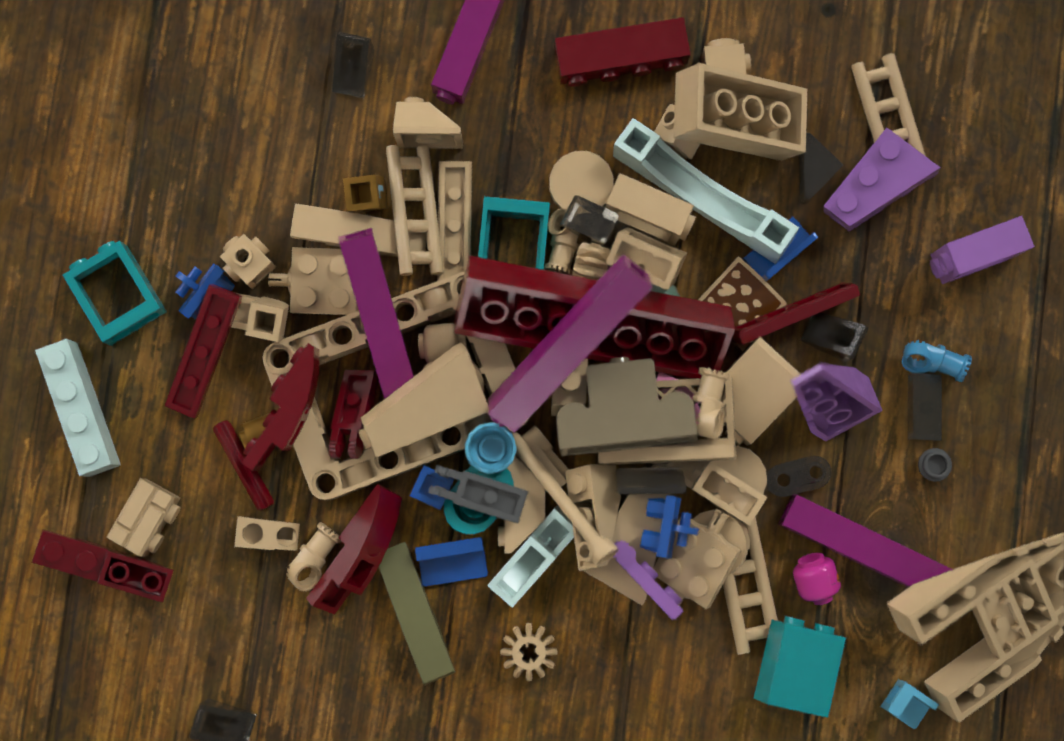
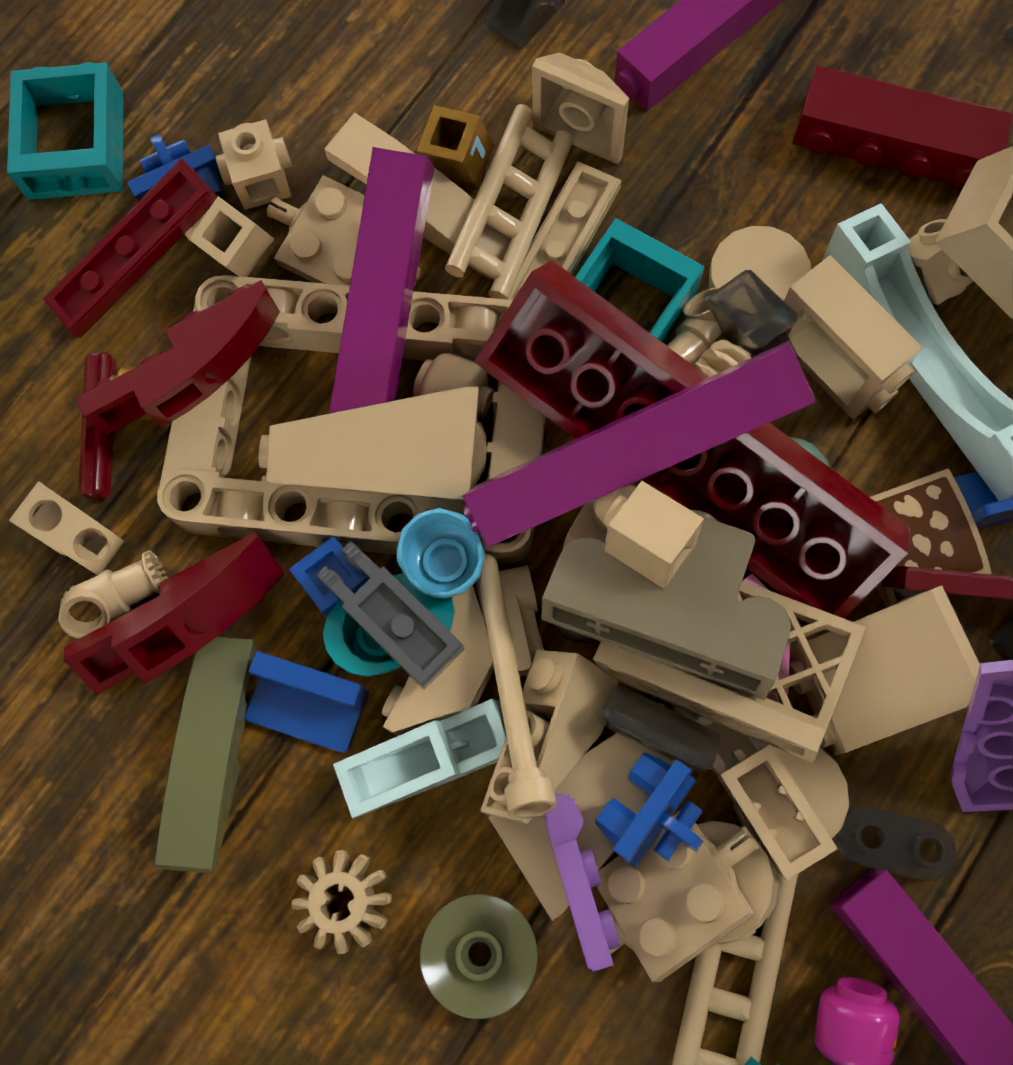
camera: 35 degrees right, 10 degrees down
(353, 402) = (299, 397): dark red hinge -> none
(599, 388) = (651, 533): none -> tan brick
(617, 659) = (472, 988): none -> olive dish
(653, 256) = (840, 410): tan window -> none
(709, 394) = (817, 638): tan connector -> none

